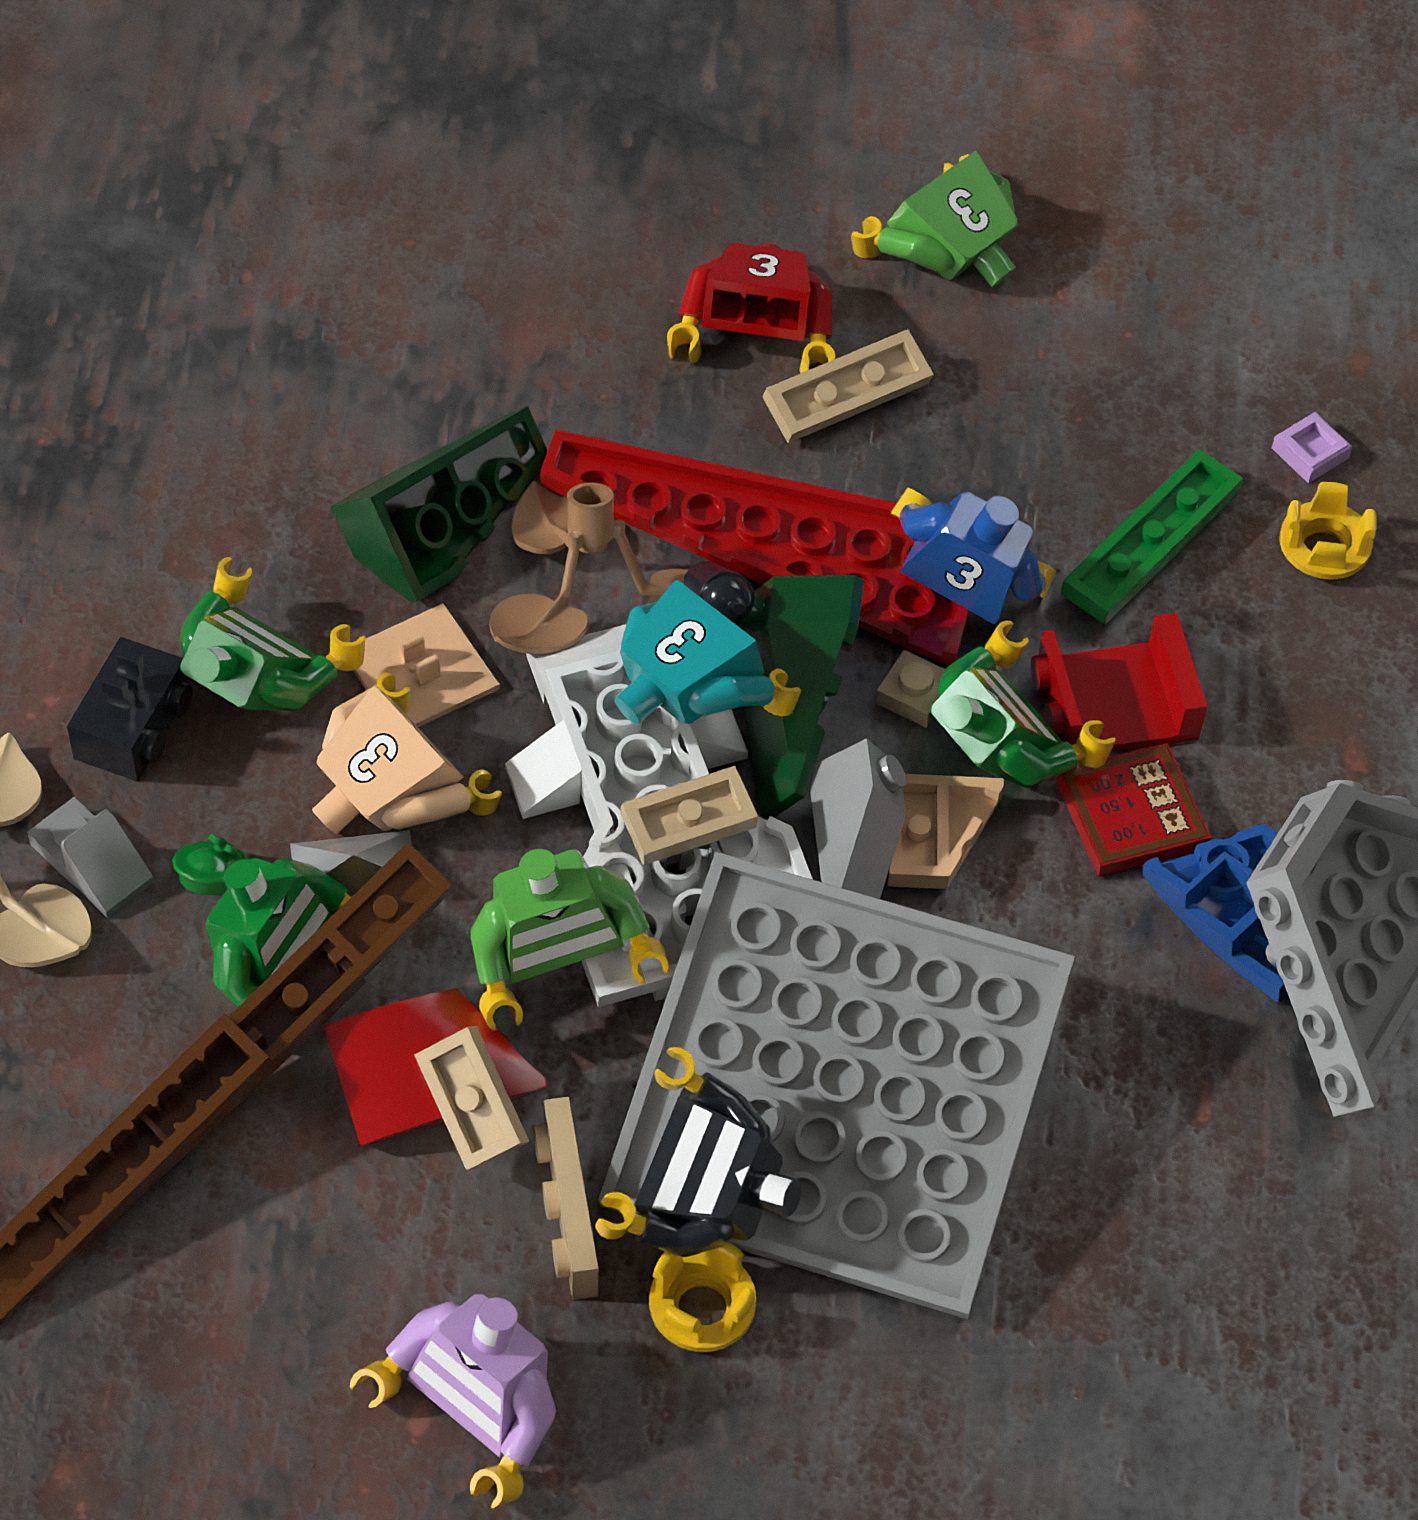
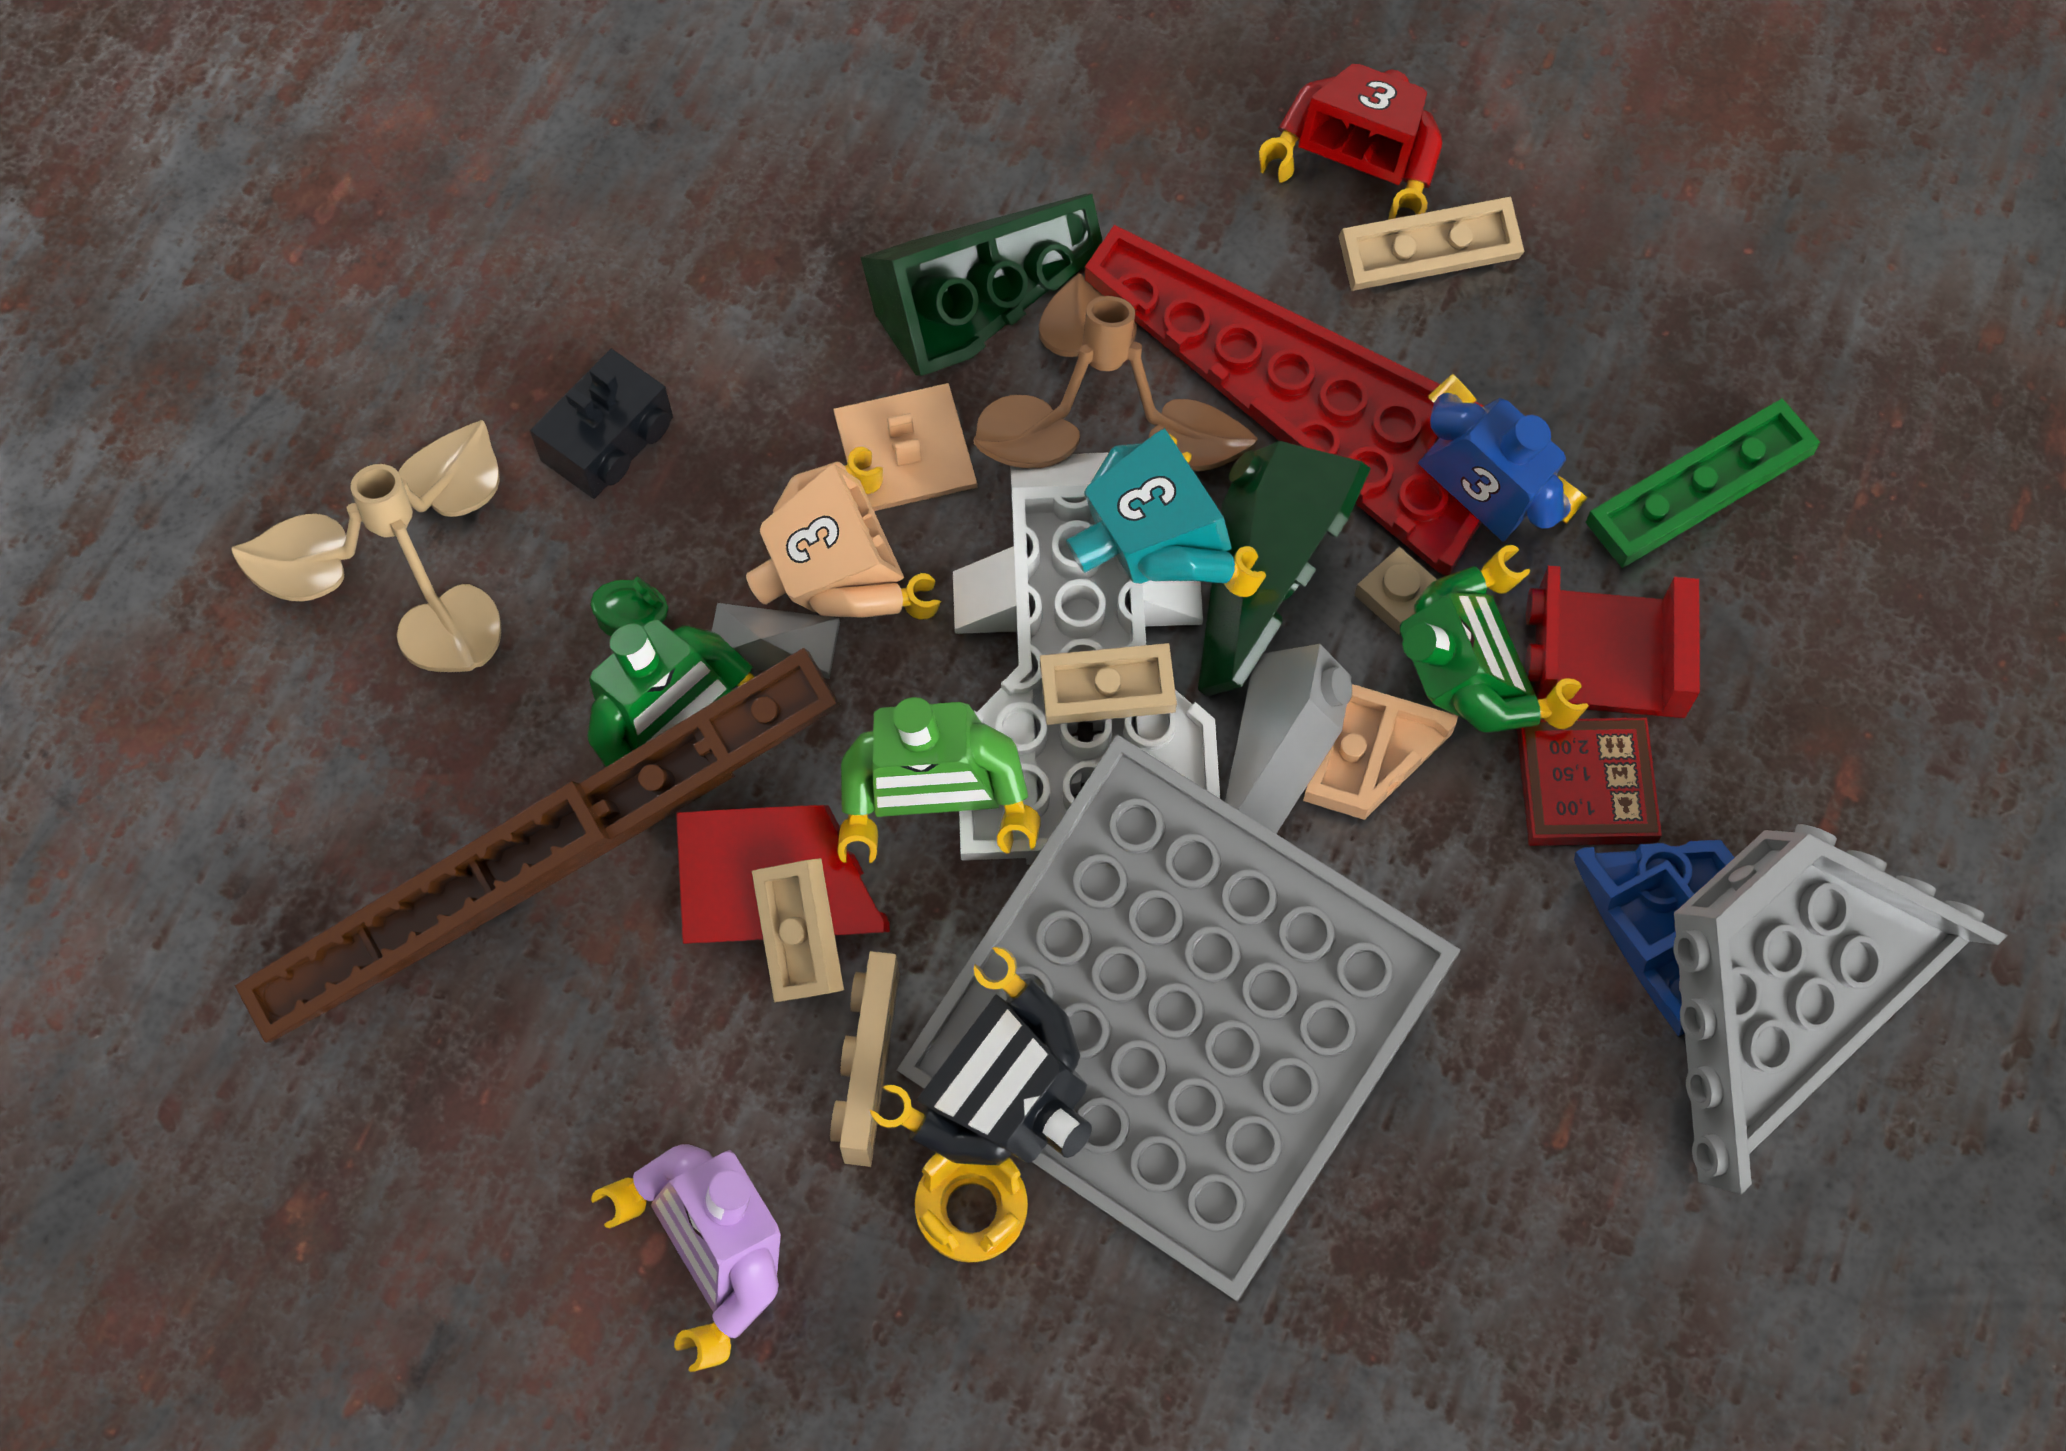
camera: 20 degrees right, 10 degrees up
(92, 855) = (522, 568): light grey slope -> none
(253, 661) = (730, 402): green torso -> none
(722, 589) = (1217, 447): black piece -> none
(949, 224) = (1592, 90): bright green torso -> none
(1311, 447) = (1908, 422): lavender tile -> none
(1328, 515) = (1906, 504): yellow piece -> none

